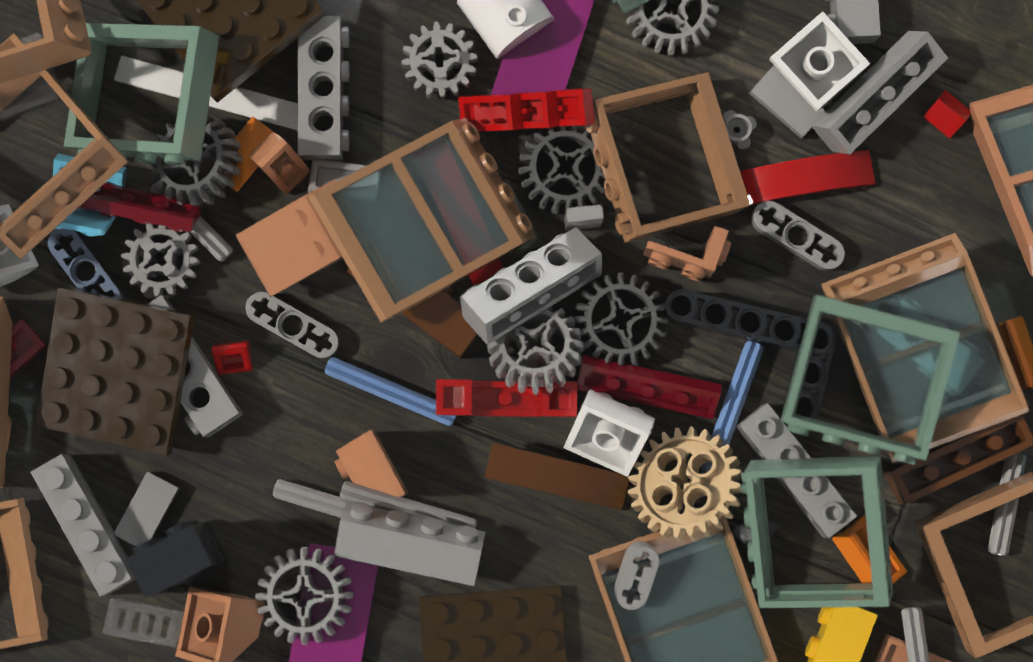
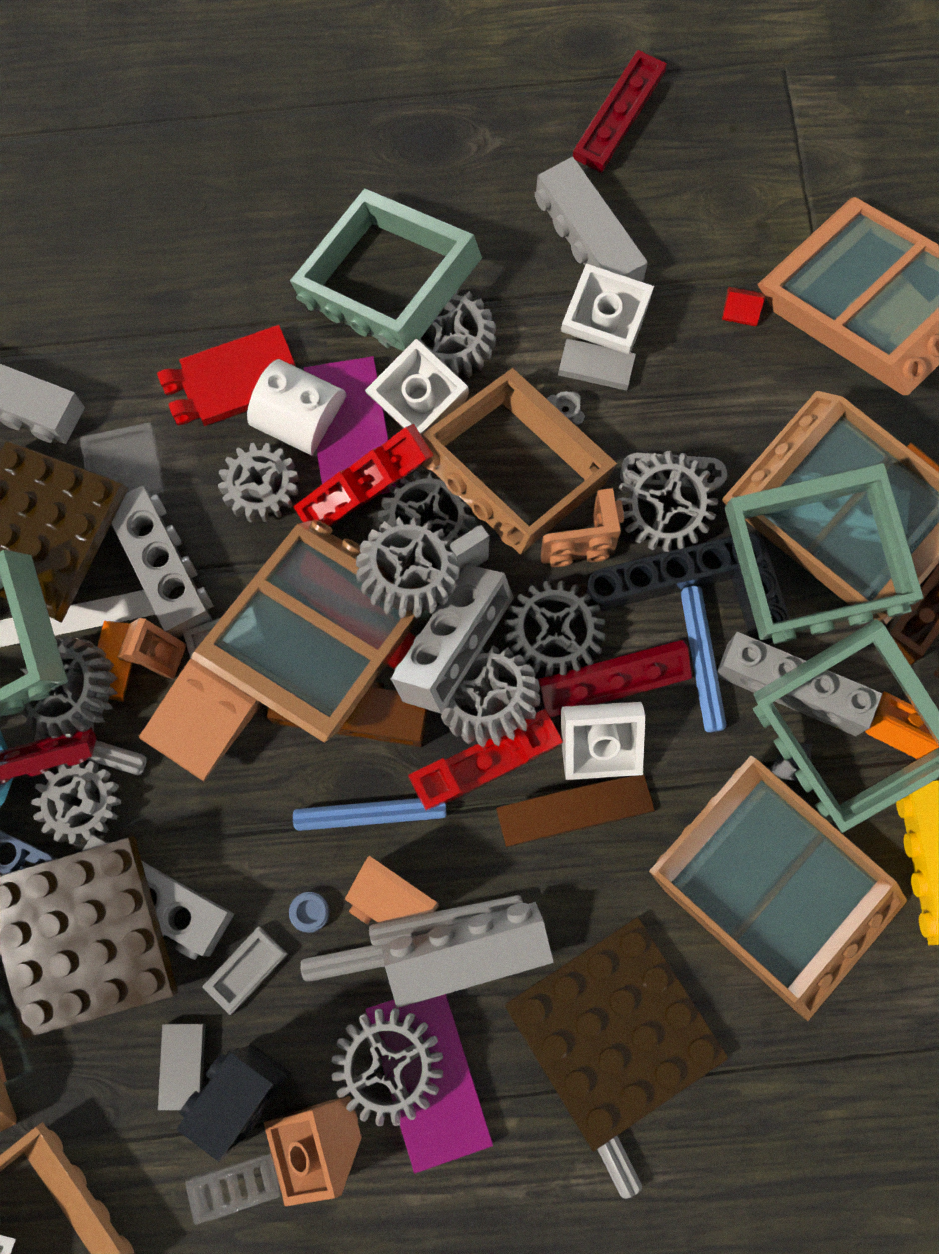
camera: 25 degrees left, 10 degrees down
(84, 524) = (120, 1115): light grey brick -> none
(230, 463) = (245, 970): none -> light grey tile
(232, 357) = (195, 862): red slope -> none
(265, 321) = (213, 789): light grey beam -> none
(303, 444) = (309, 912): none -> sand blue tile
(517, 197) = (384, 551): none -> light grey gear
(614, 53) = (418, 388): none -> white brick
(629, 573) = (707, 864): light grey beam -> none
(716, 484) = (734, 734): tan gear -> none
(785, 272) = (660, 518): none -> light grey gear
(808, 176) = (653, 415): red slope -> none
(879, 91) = (674, 311): light grey brick -> none

